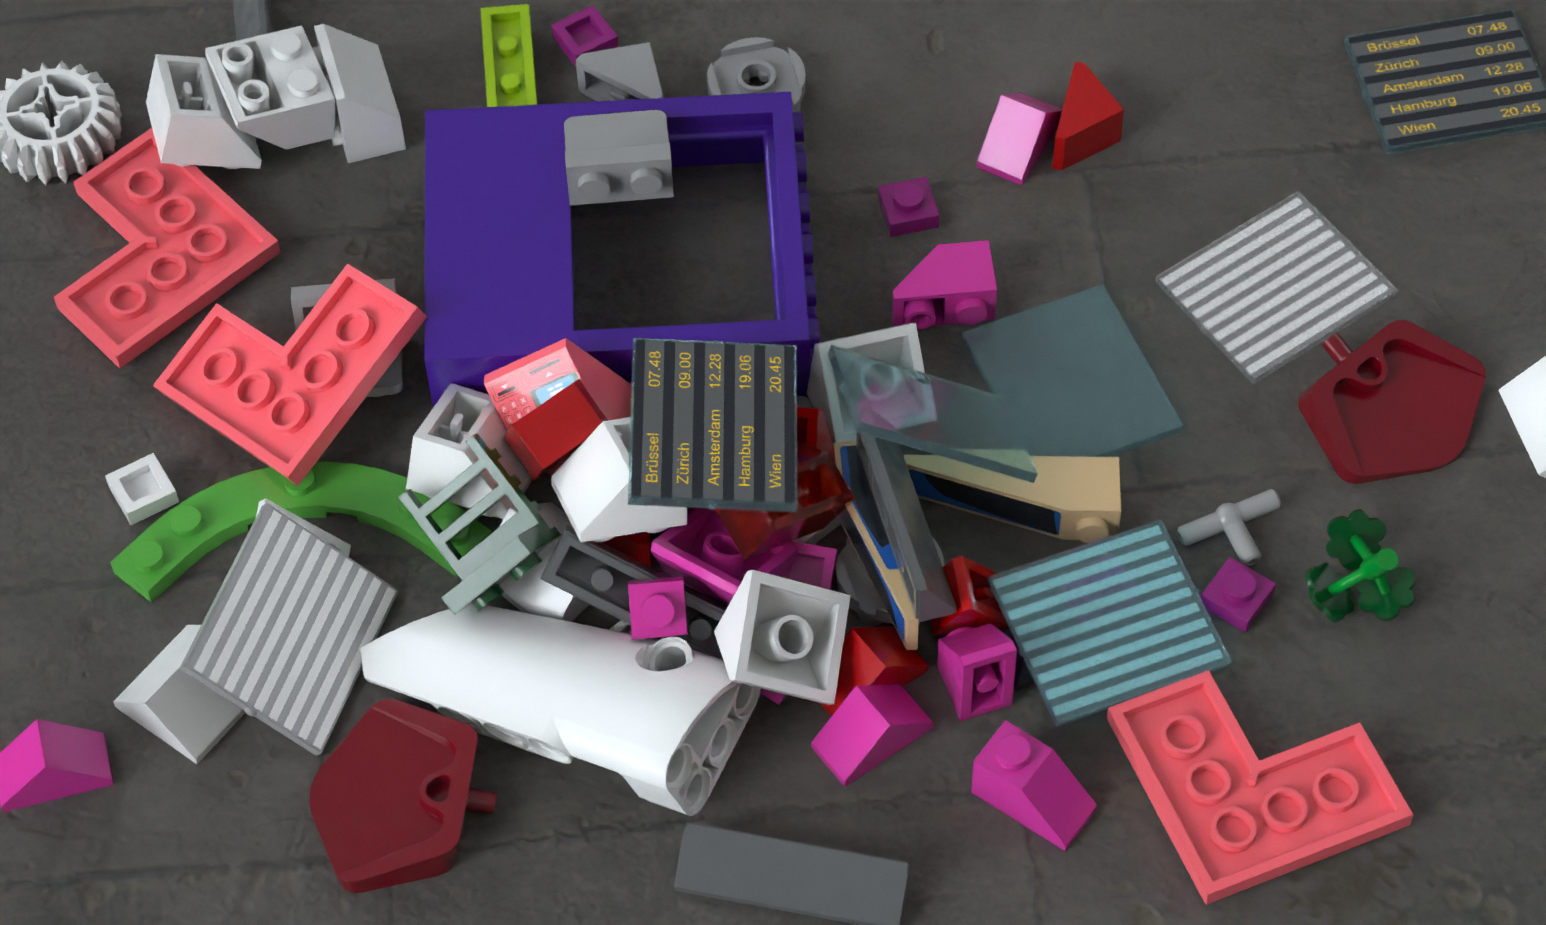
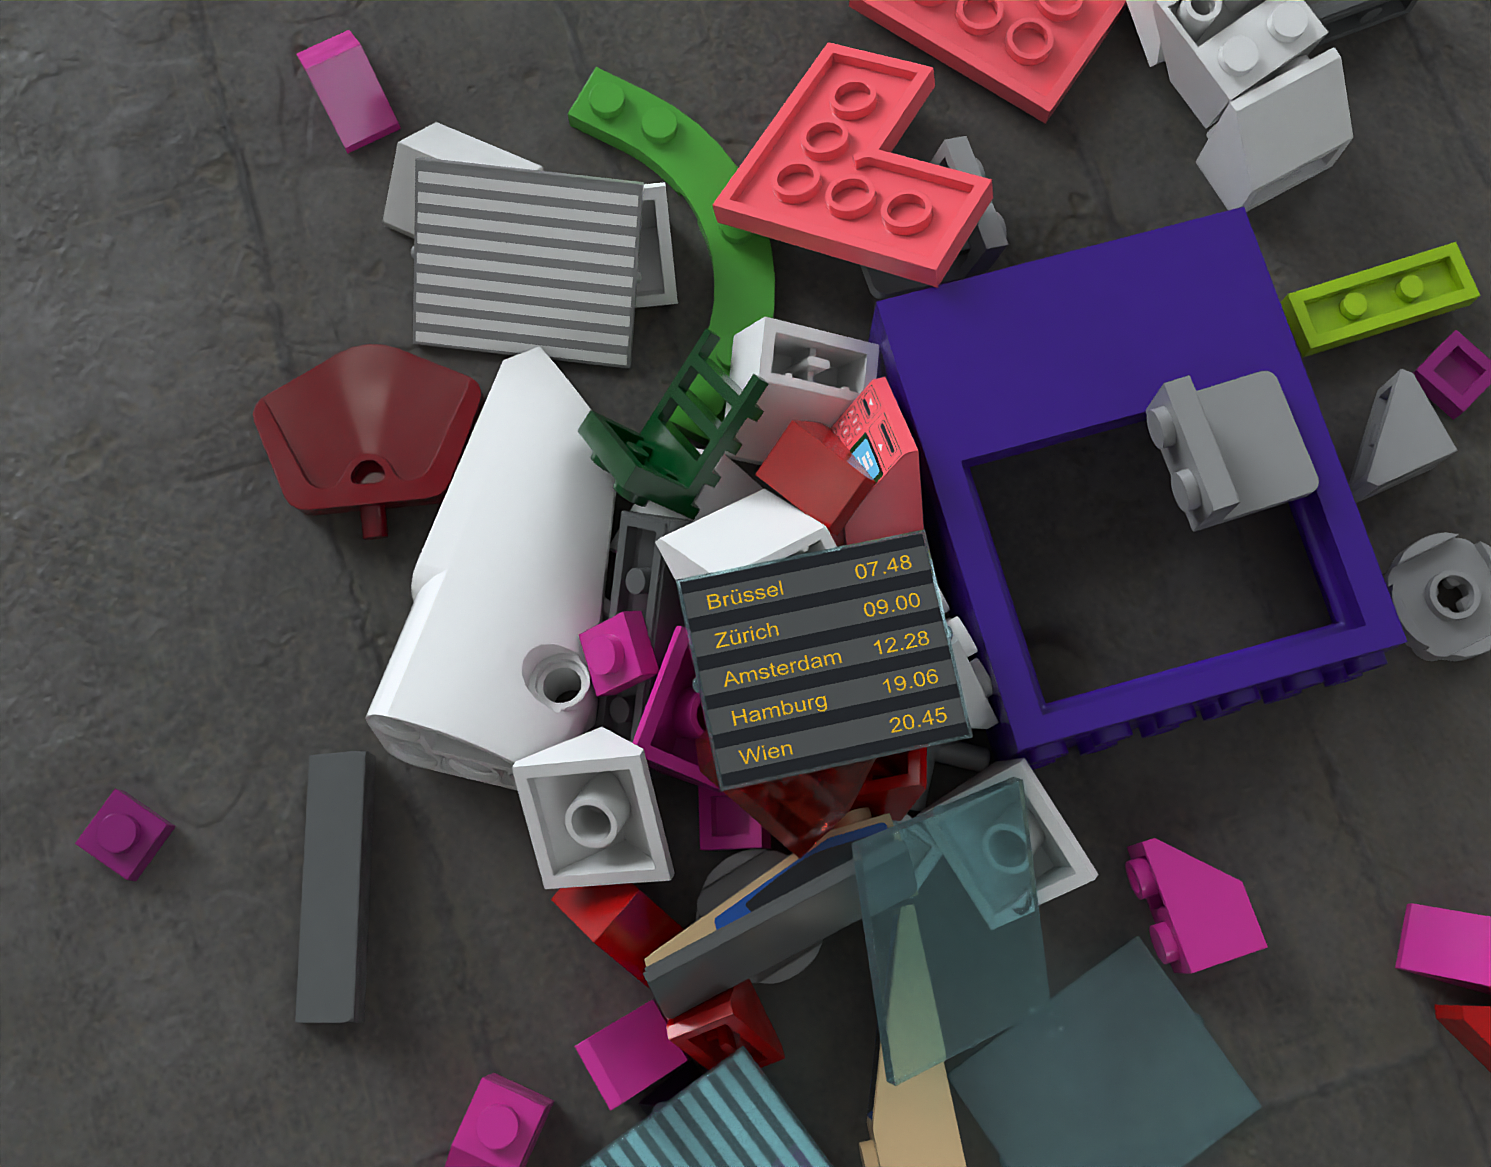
camera: 75 degrees right, 20 degrees up
(142, 489) = (693, 70): white plate -> none
(869, 729) = (543, 941): dark pink slope -> none
(908, 206) = (1314, 829): magenta plate -> none

